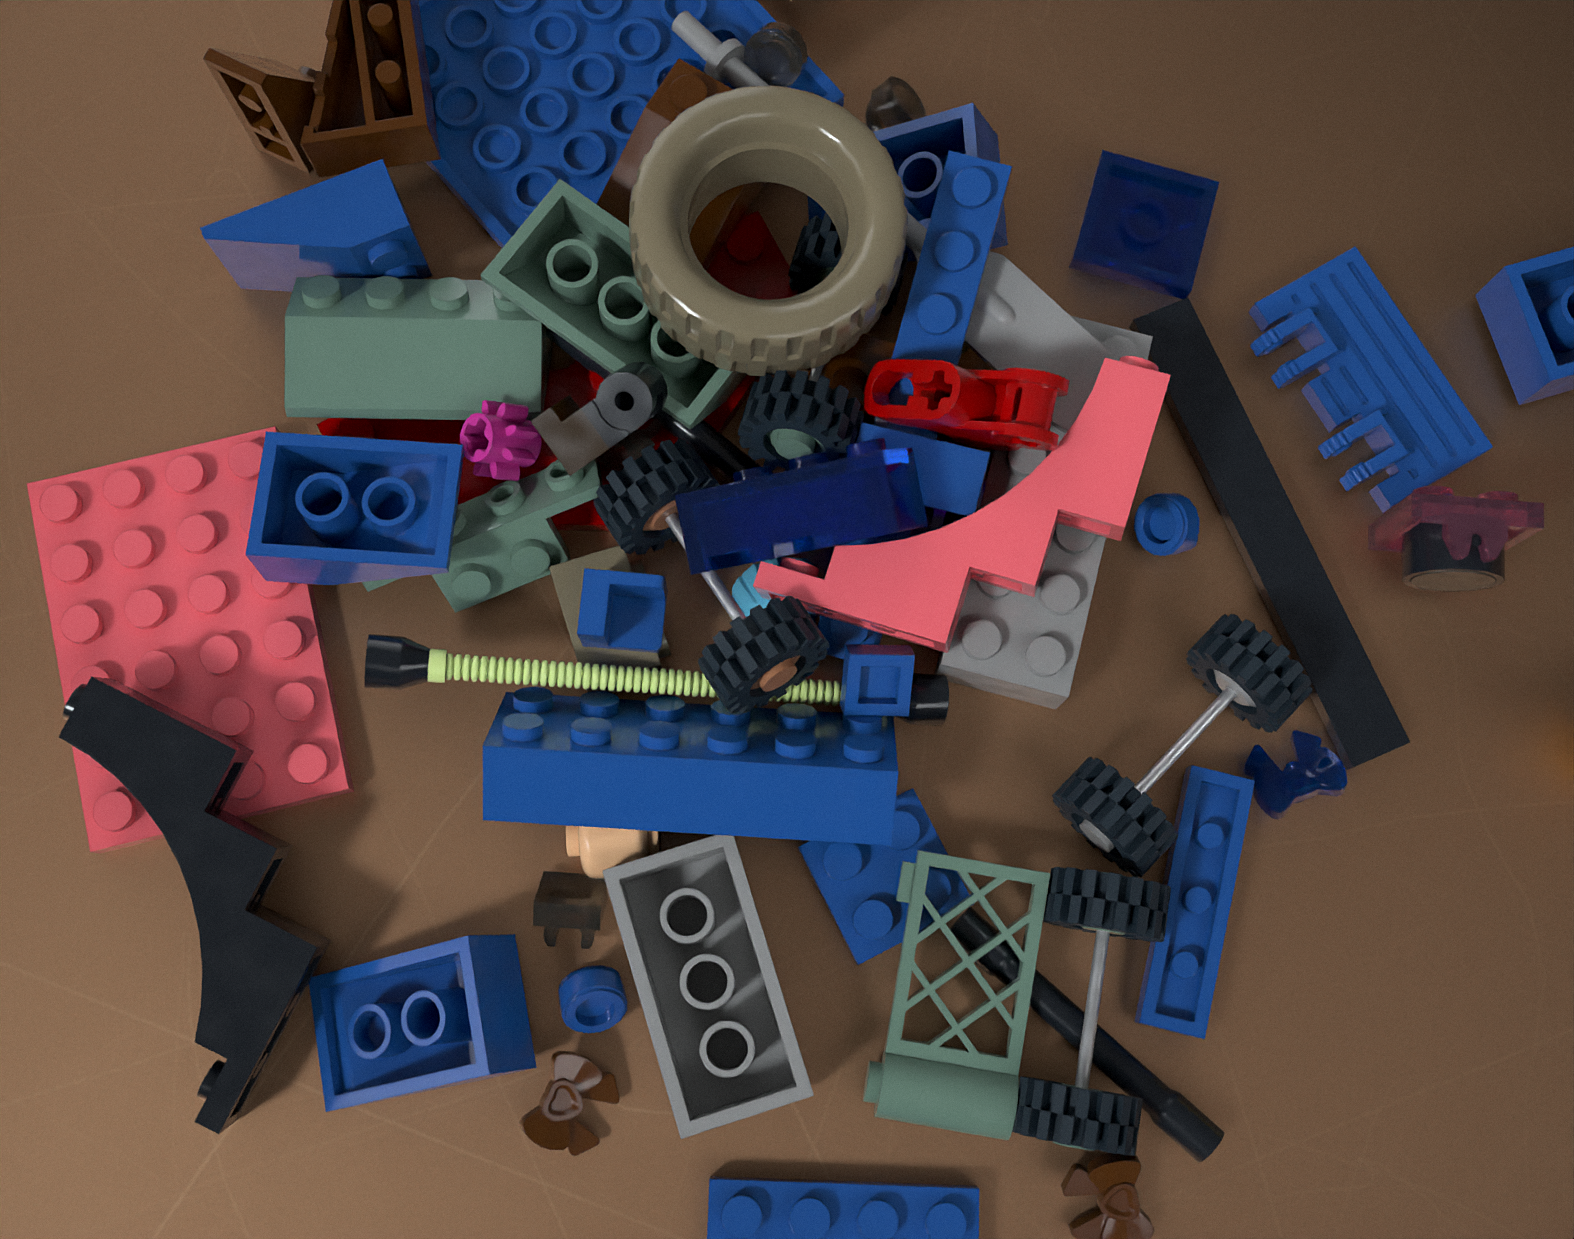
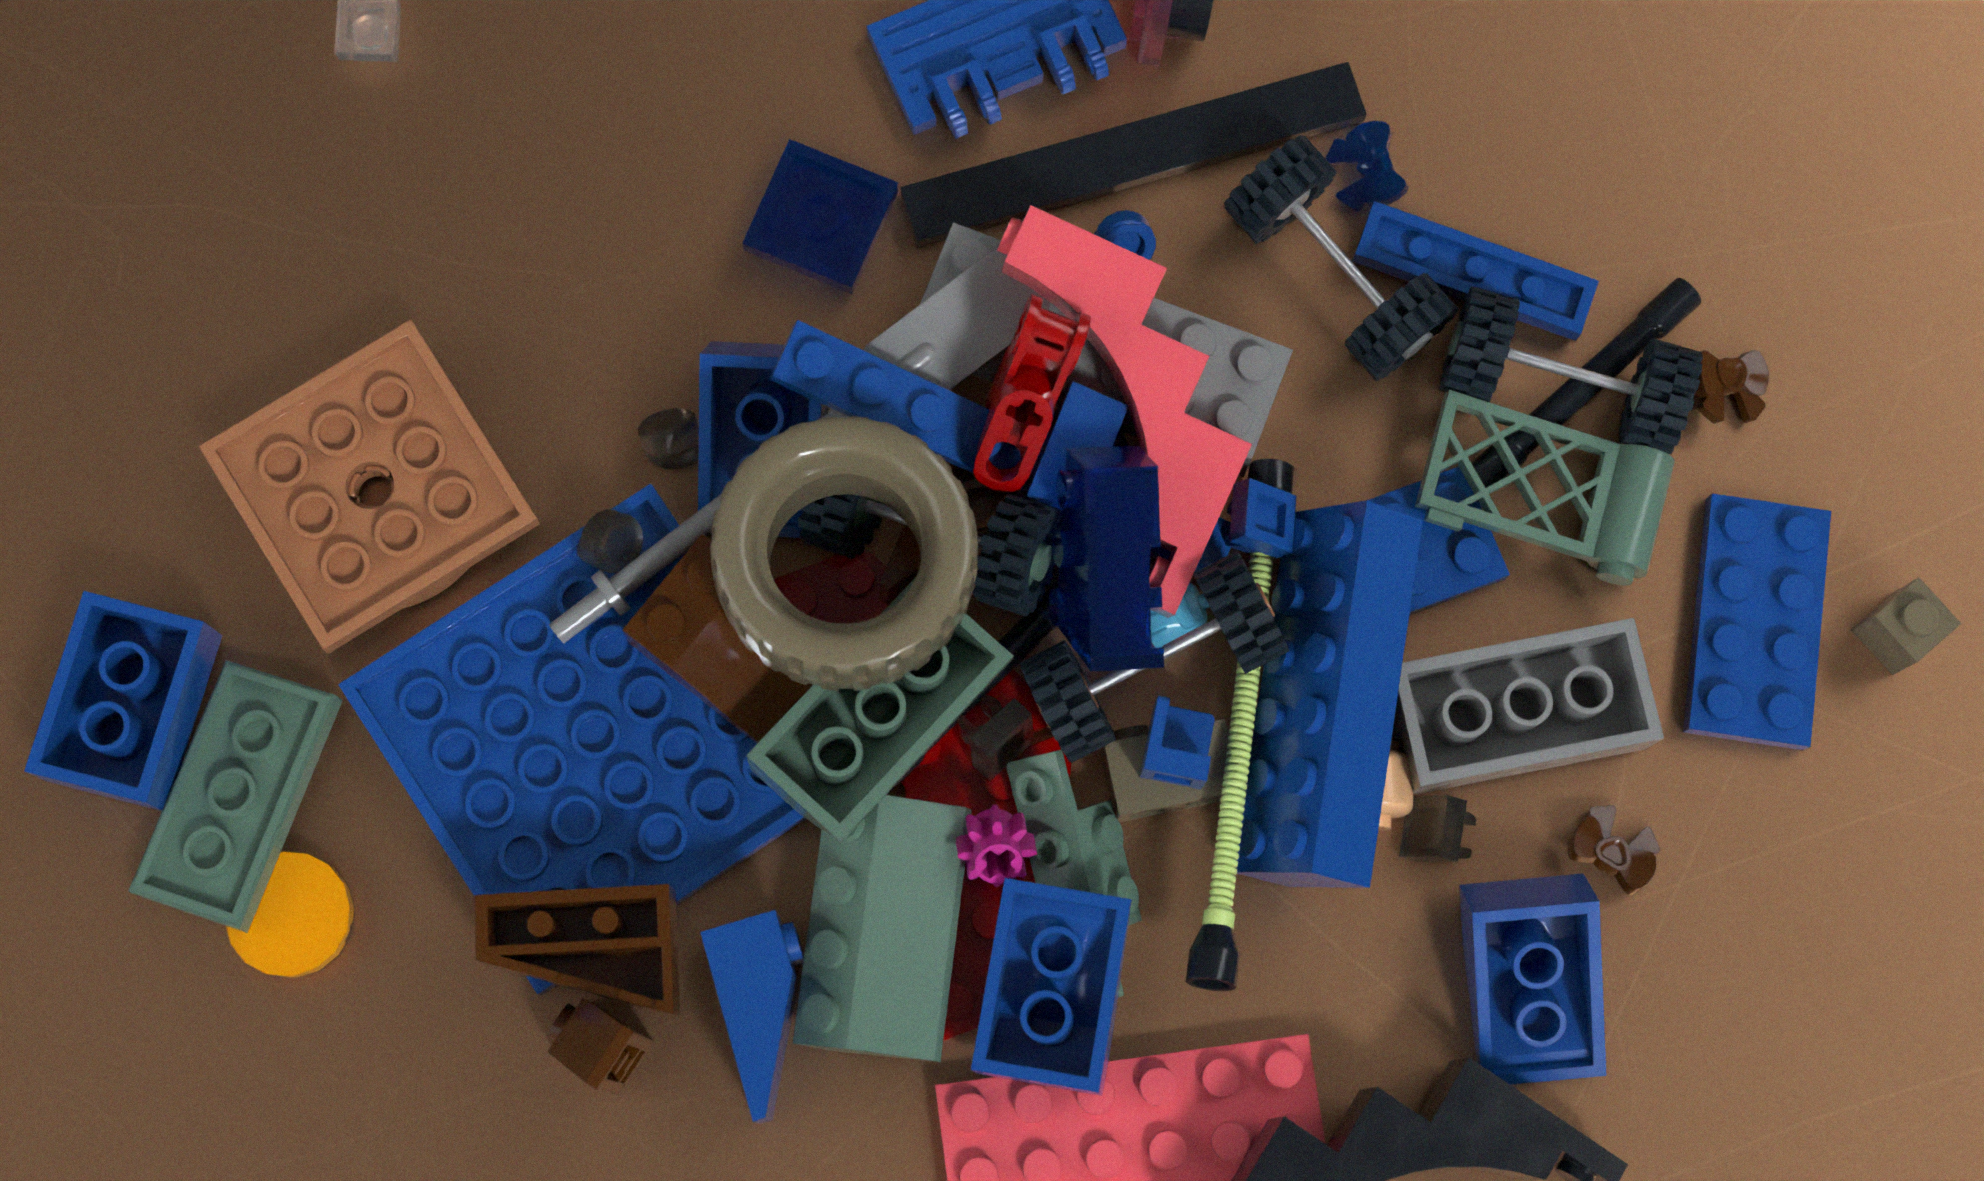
camera: 85 degrees left, 0 degrees up
(592, 999) = (1520, 819): blue tile -> none
(620, 407) = (1001, 735): leg -> none

